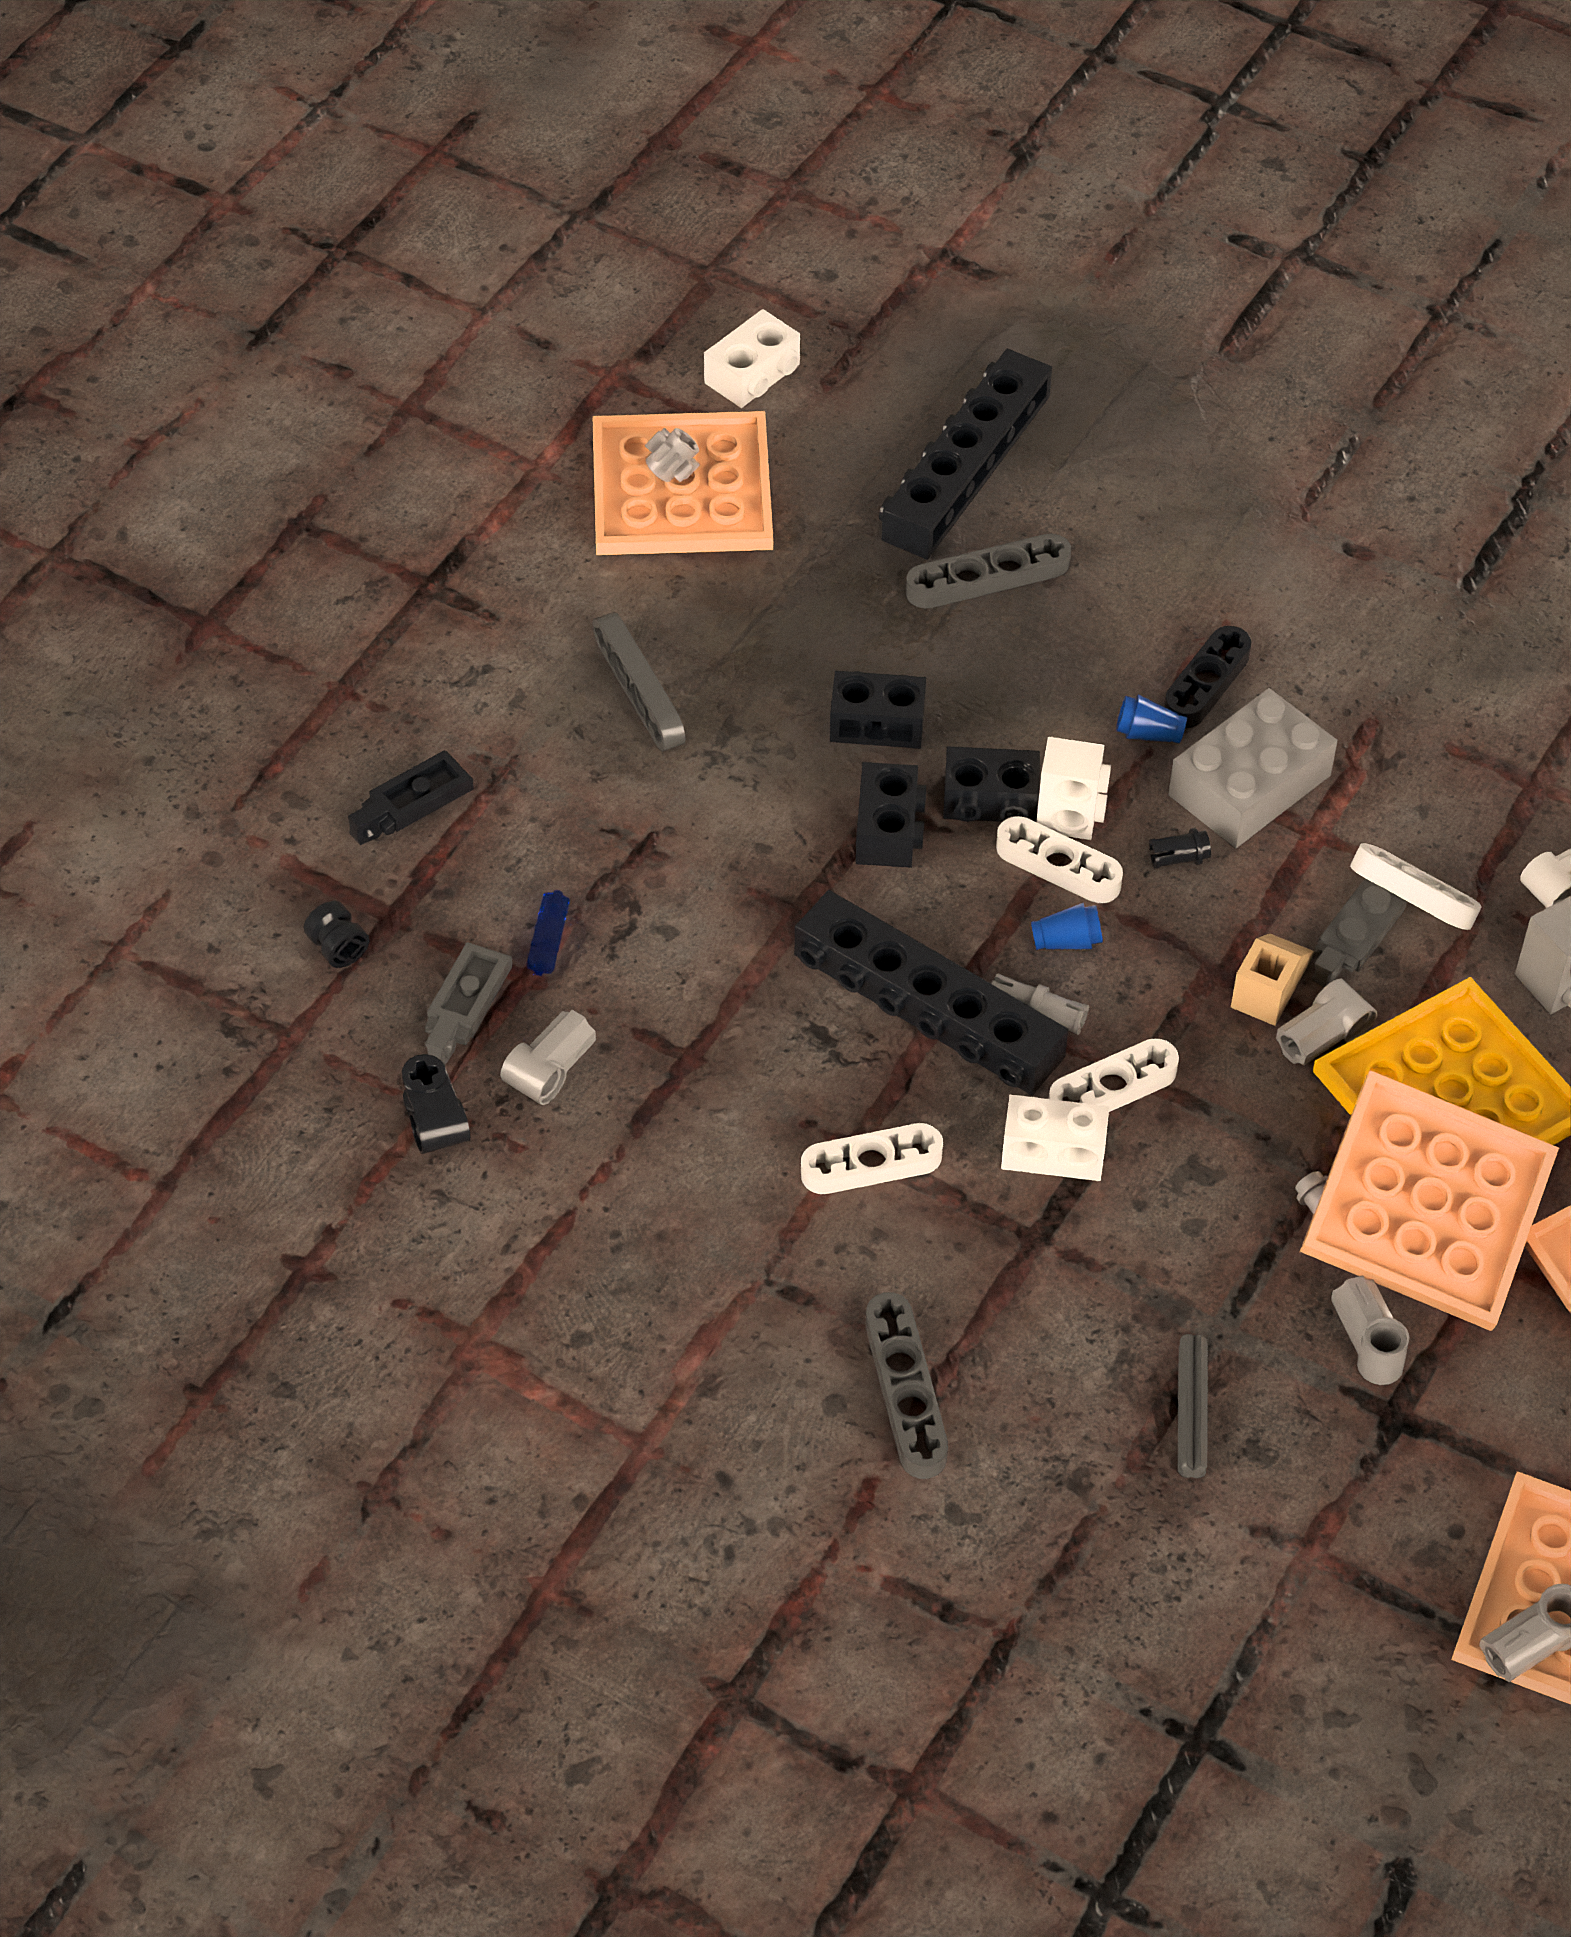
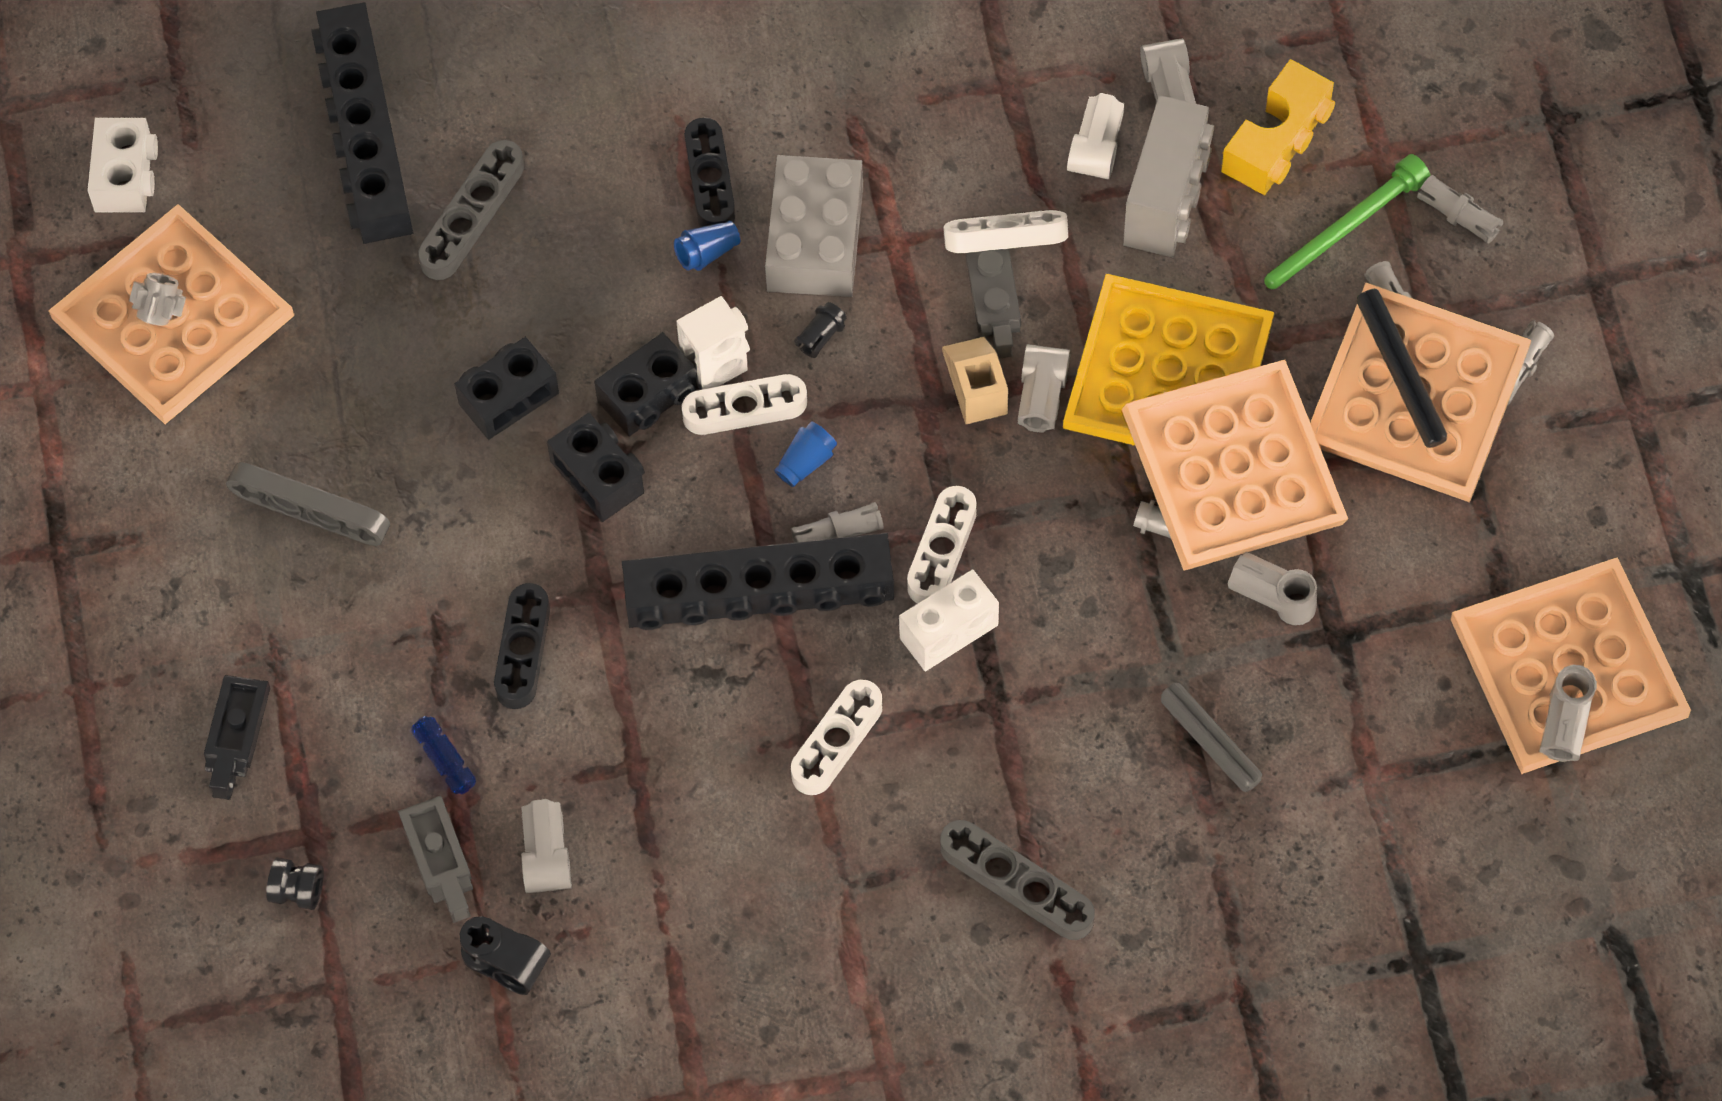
camera: 40 degrees left, 10 degrees up
(686, 920) = (528, 663): none -> black beam

